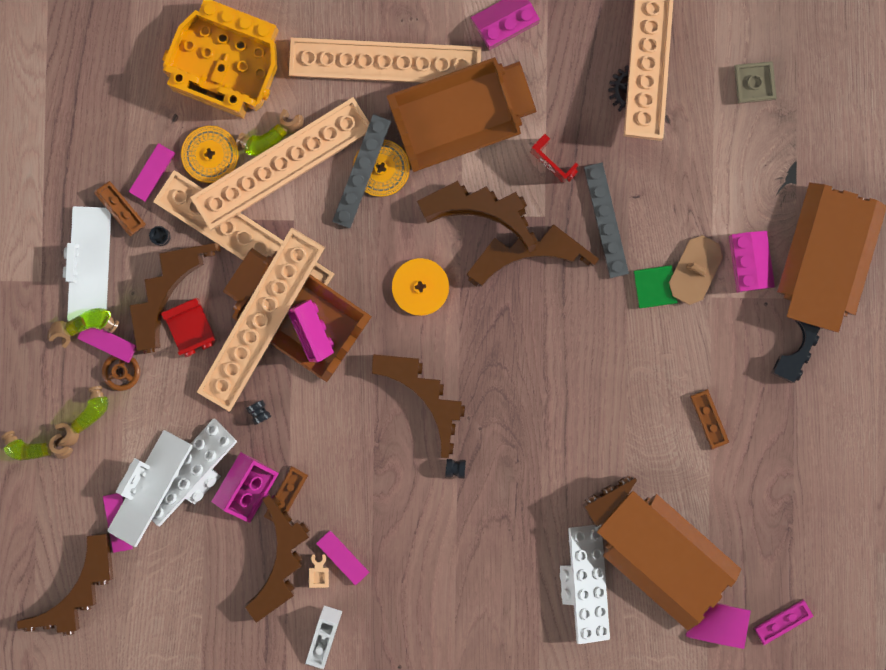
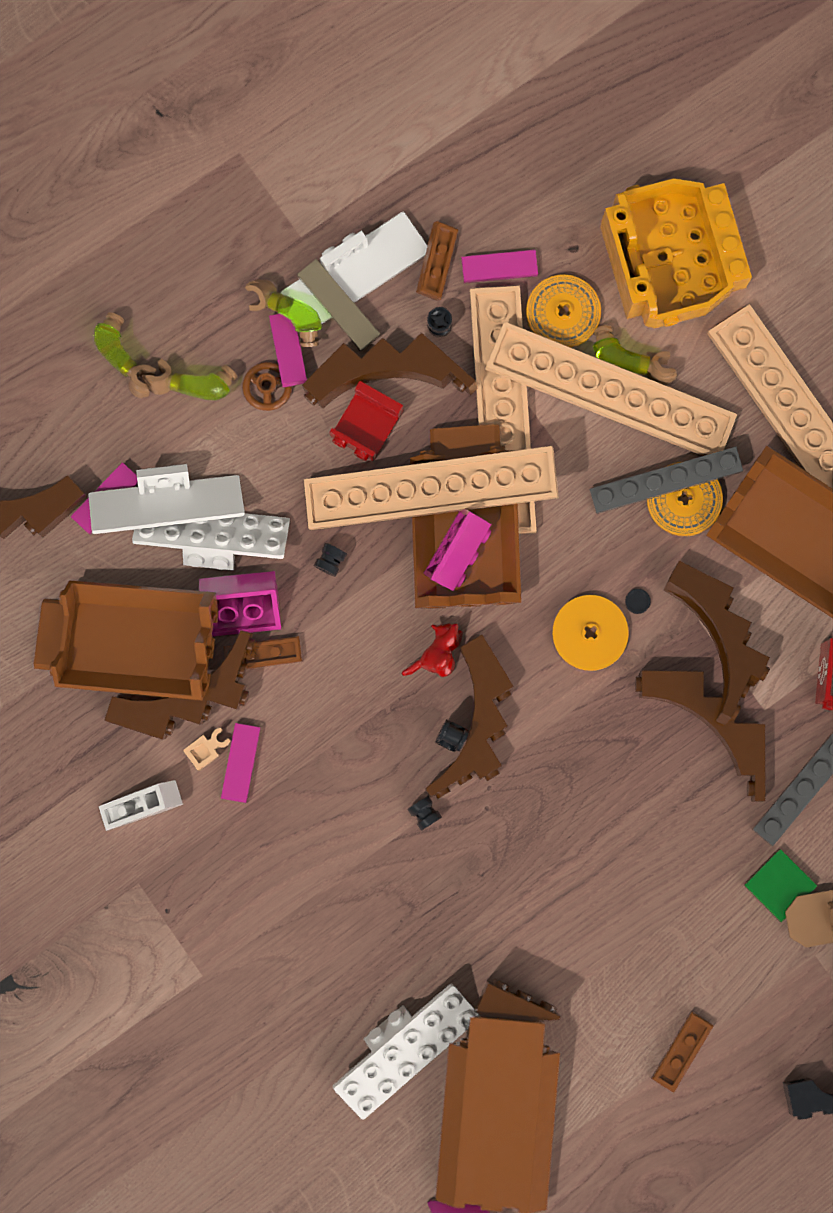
camera: 55 degrees right, 5 degrees down
(102, 290) = (338, 305): none -> dark tan tile
(217, 572) = (128, 639): none -> dark orange panel
(366, 390) = (438, 655): none -> red animal
(421, 418) = (452, 736): none -> black piece
(422, 243) = (637, 601): none -> black piece

